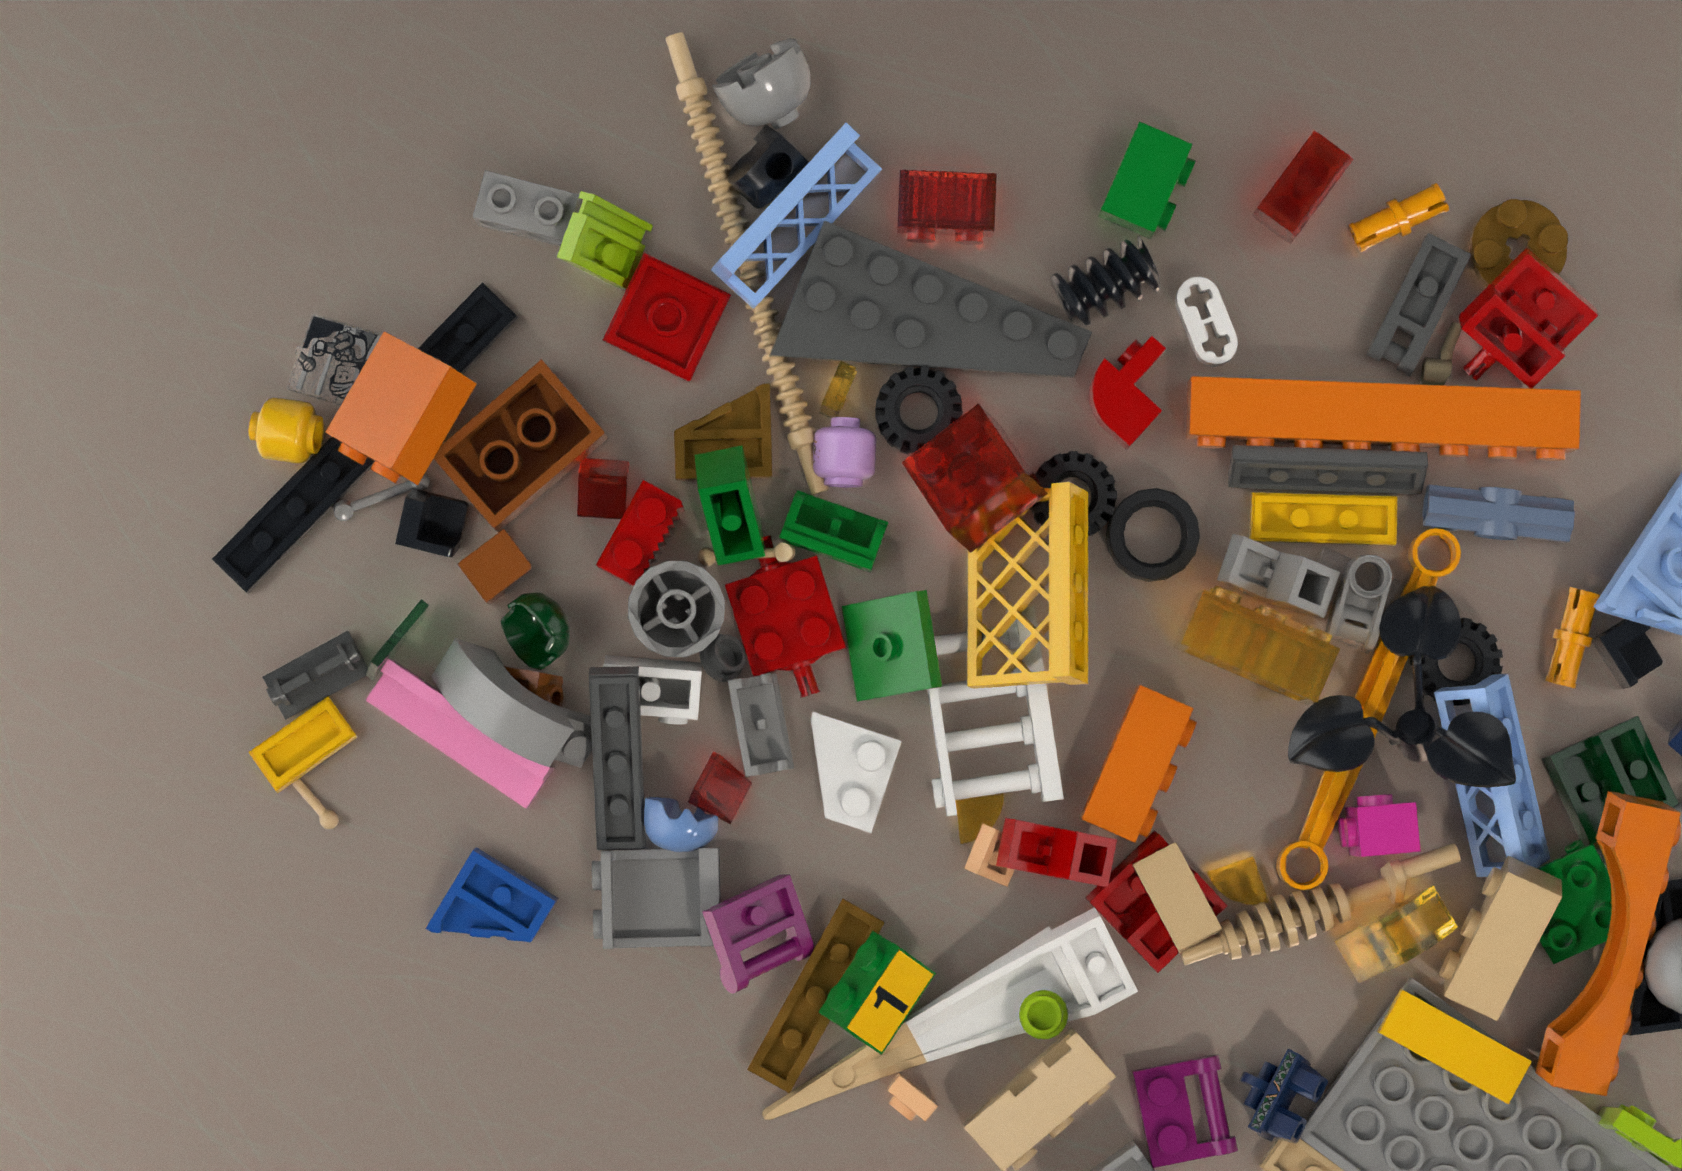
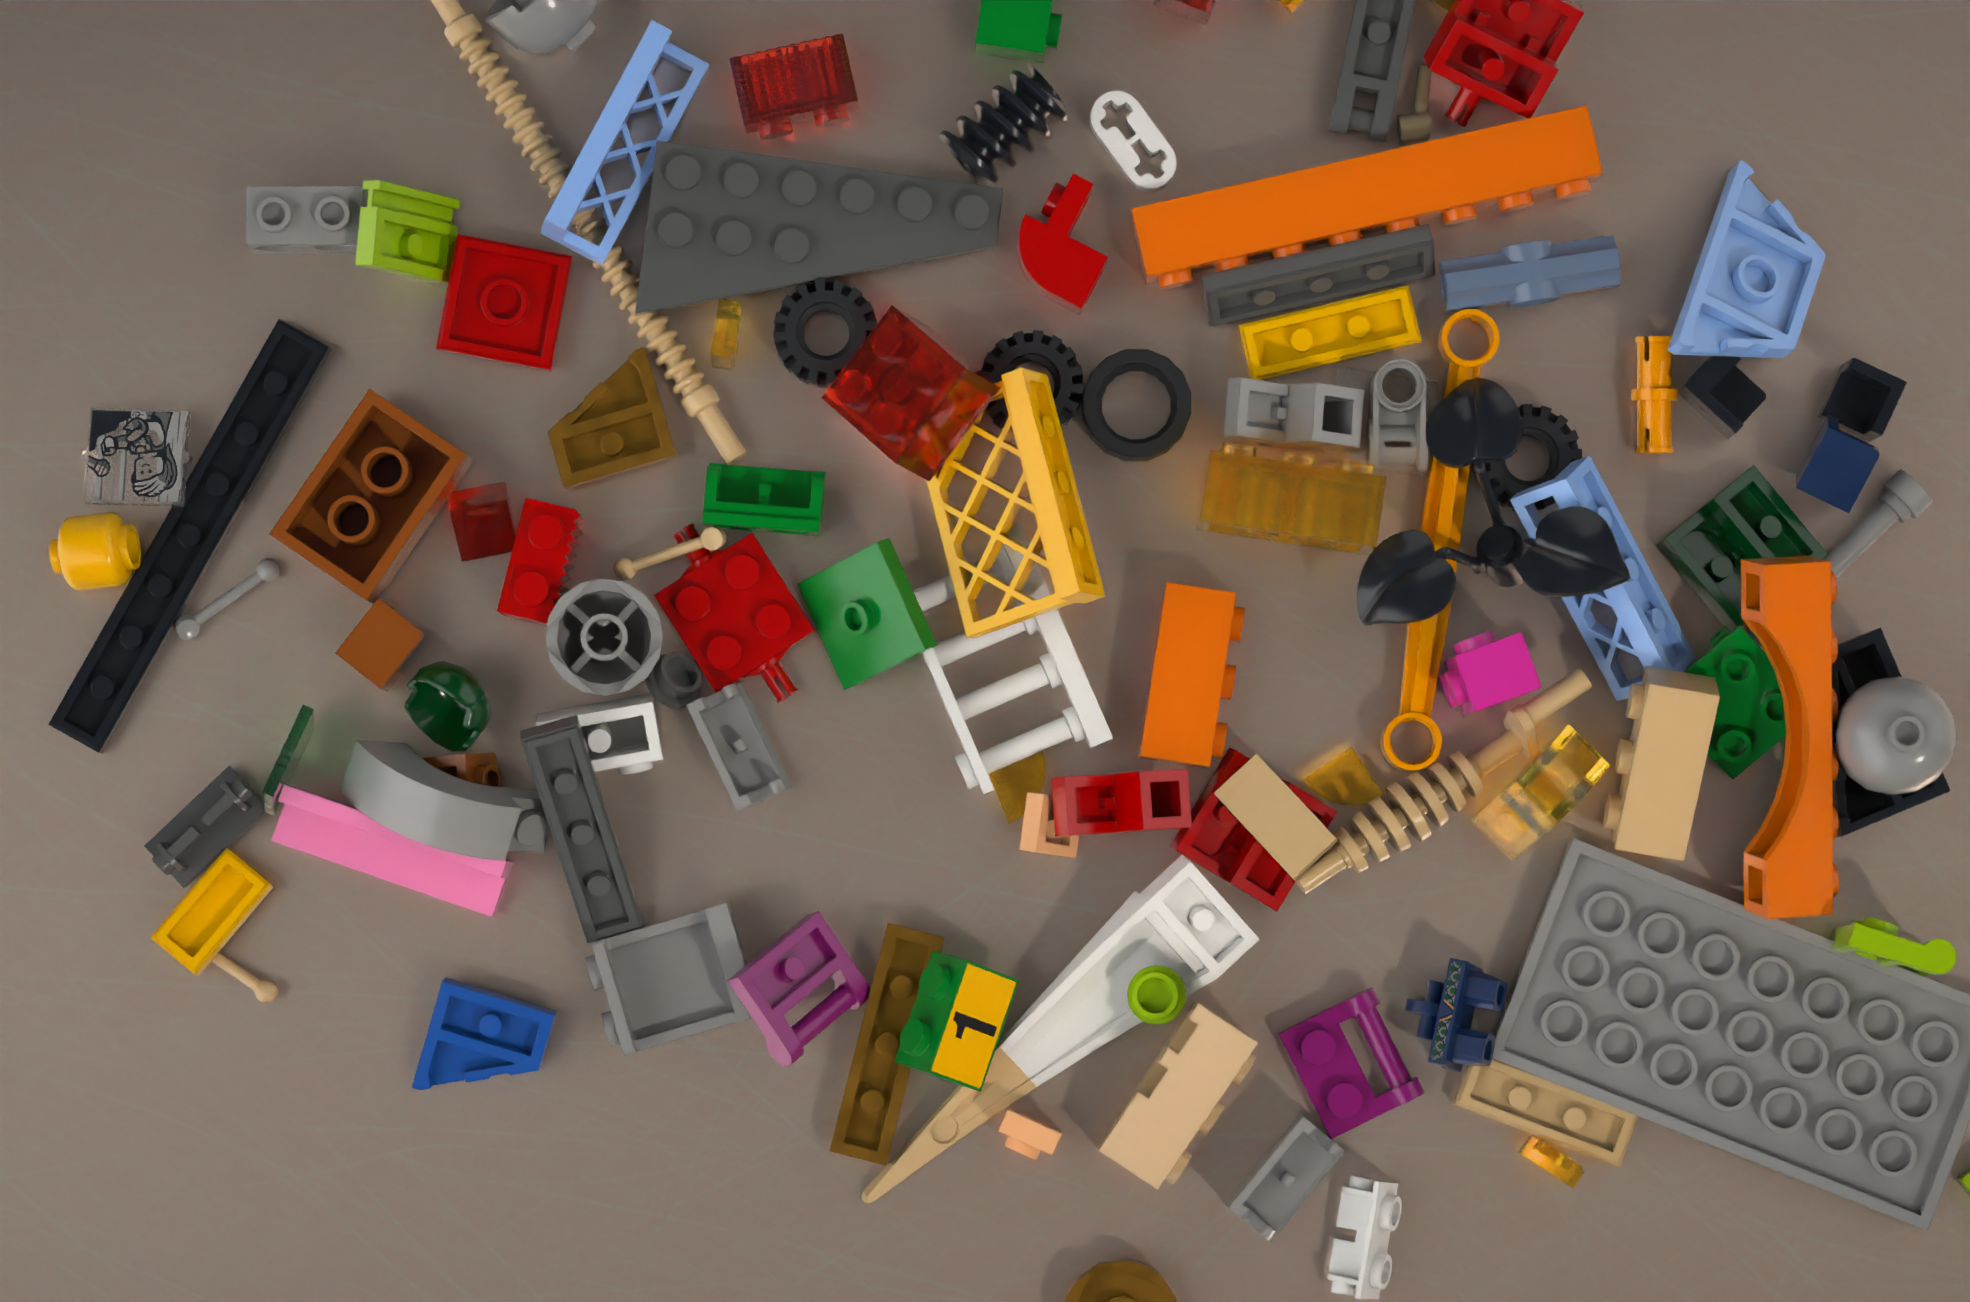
camera: 15 degrees left, 0 degrees up
(399, 410) = (220, 491): orange brick -> none
(432, 523) = (294, 613): black panel -> none
(676, 829) = (674, 893): medium blue hair -> none
(720, 789) = (711, 833): clear red slope -> none
(729, 505) = (634, 500): green brick -> none
(766, 168) = (573, 98): black leg -> none
(844, 453) = (753, 405): lavender head -> none
(852, 770) = (860, 771): white wing -> none
(1454, 1046) = (1642, 904): yellow tile -> none

